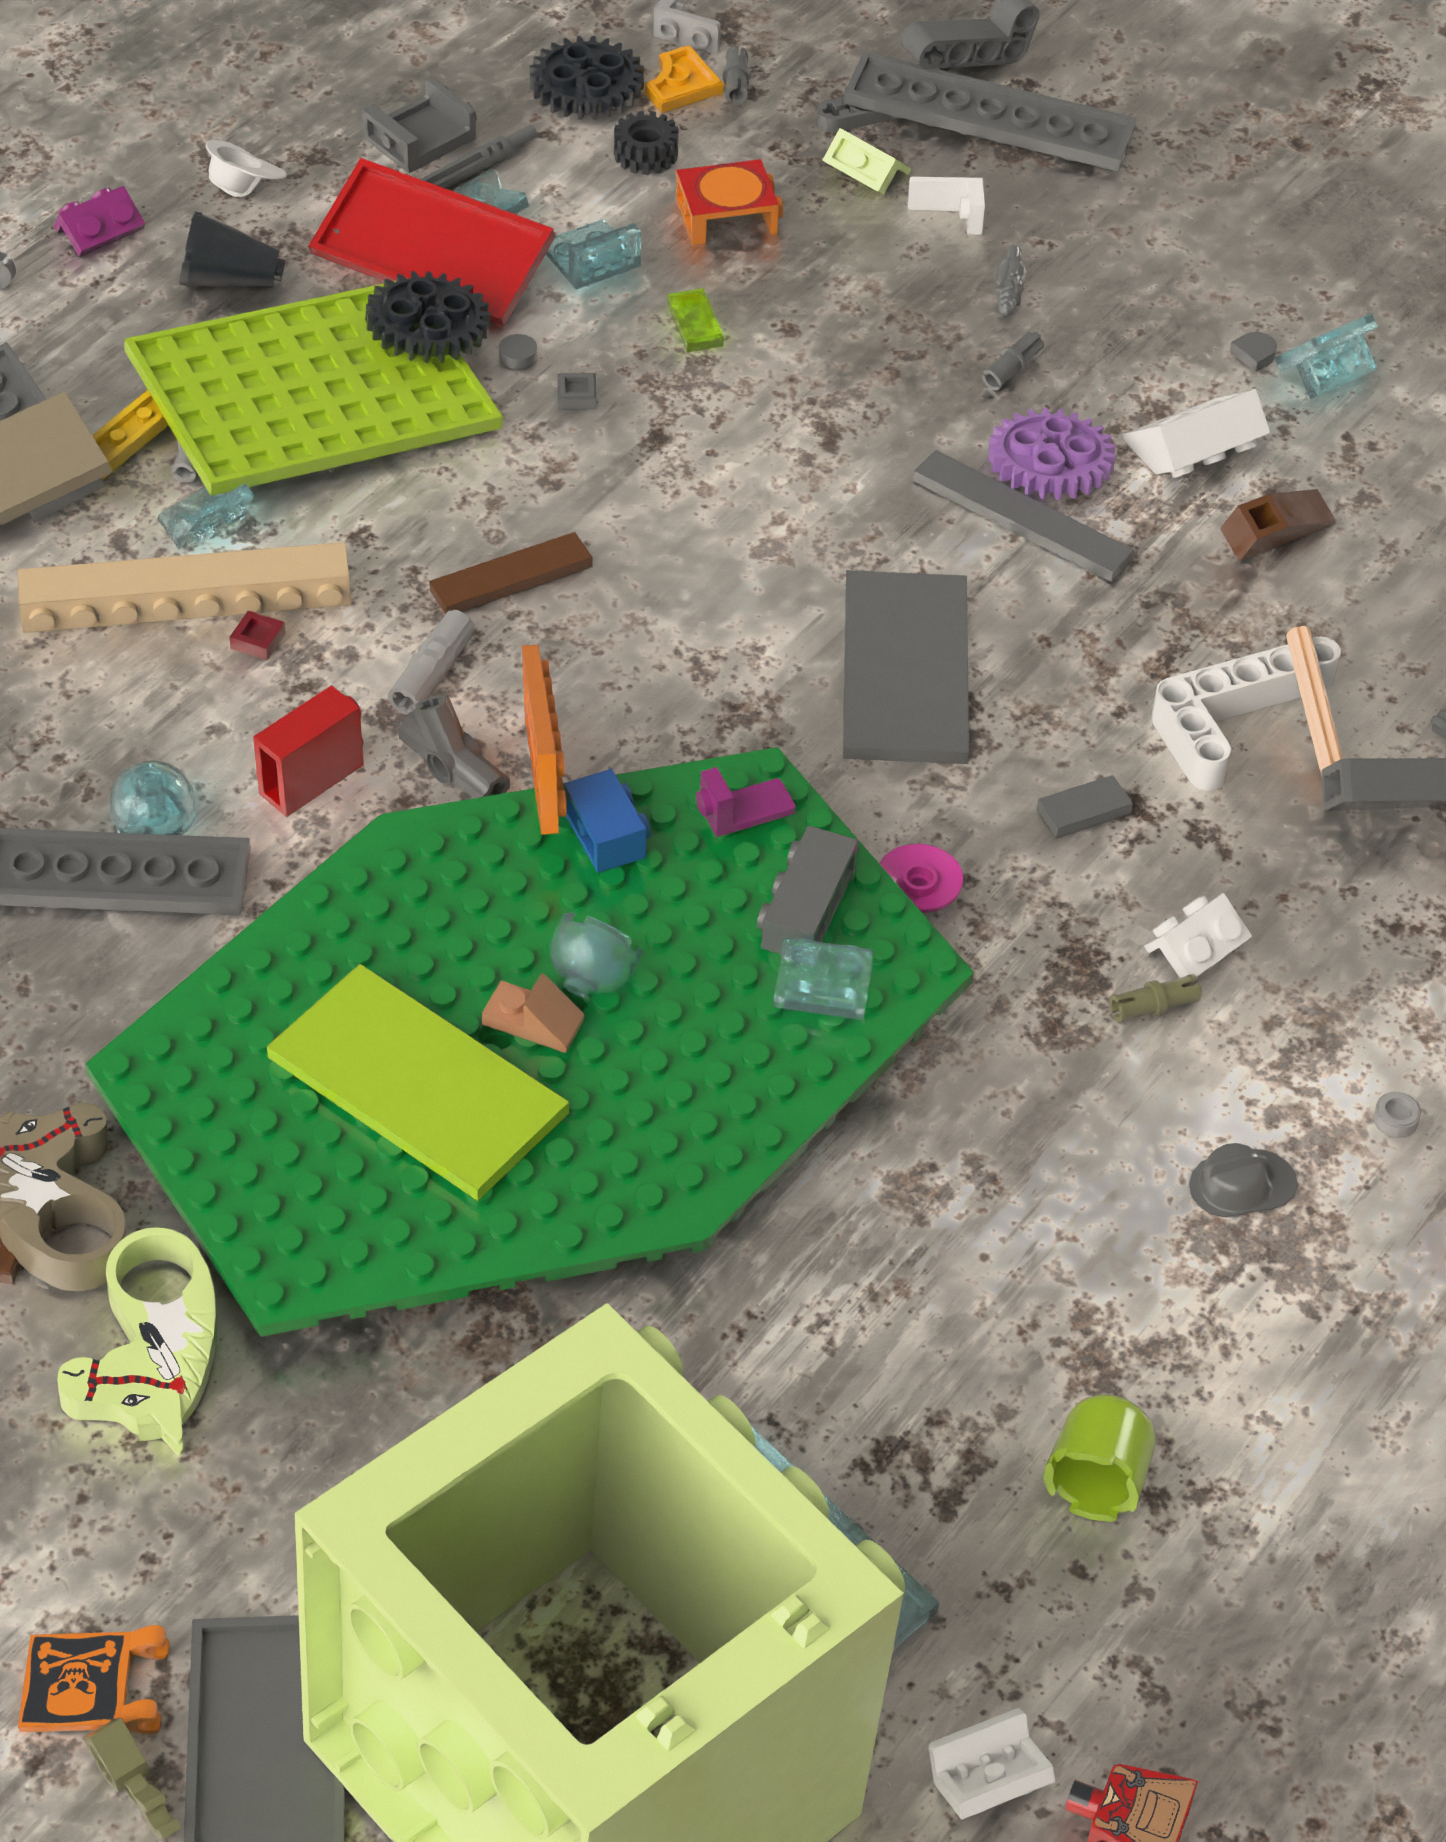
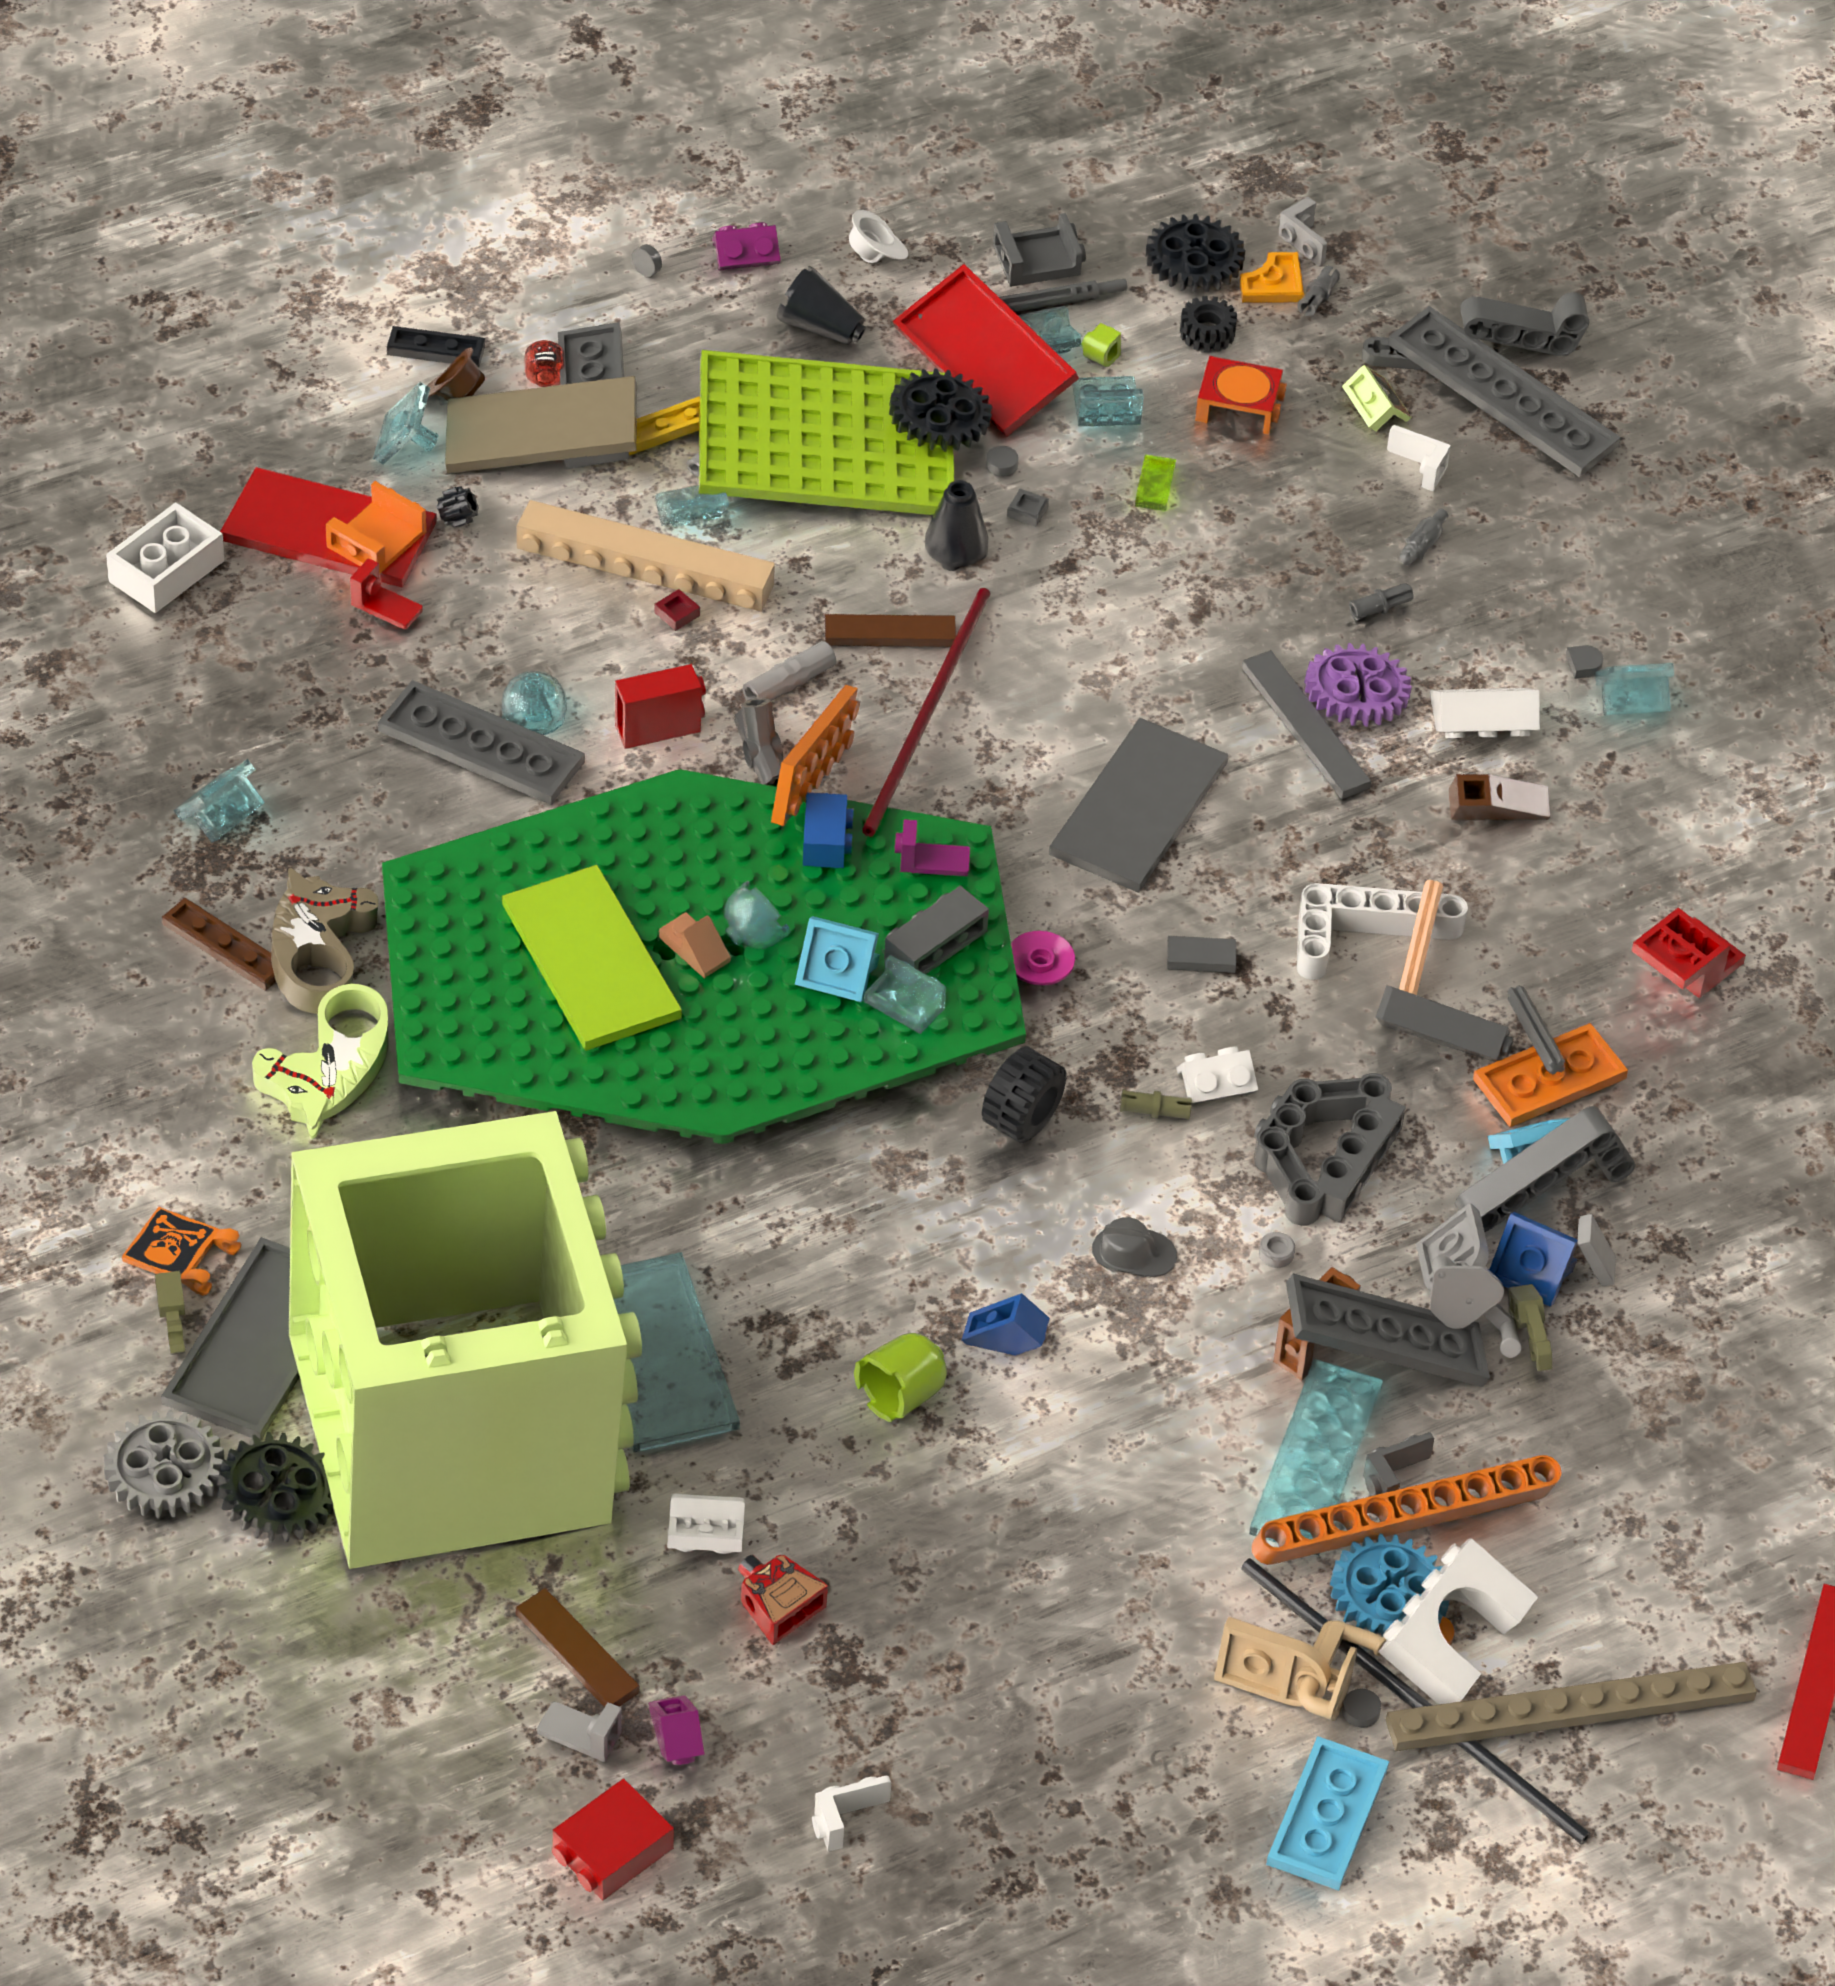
camera: 25 degrees right, 0 degrees up
(523, 435) = (957, 529): none -> black cone
(550, 197) = (1102, 345): none -> lime plate
(621, 653) = (925, 713): none -> dark red piece
(720, 967) = (837, 959): none -> medium azure bracket
(1019, 1045) = (1024, 1094): none -> black tyre
(1173, 1339) = (1007, 1326): none -> blue slope
(1411, 974) = (1357, 1152): none -> dark grey brick

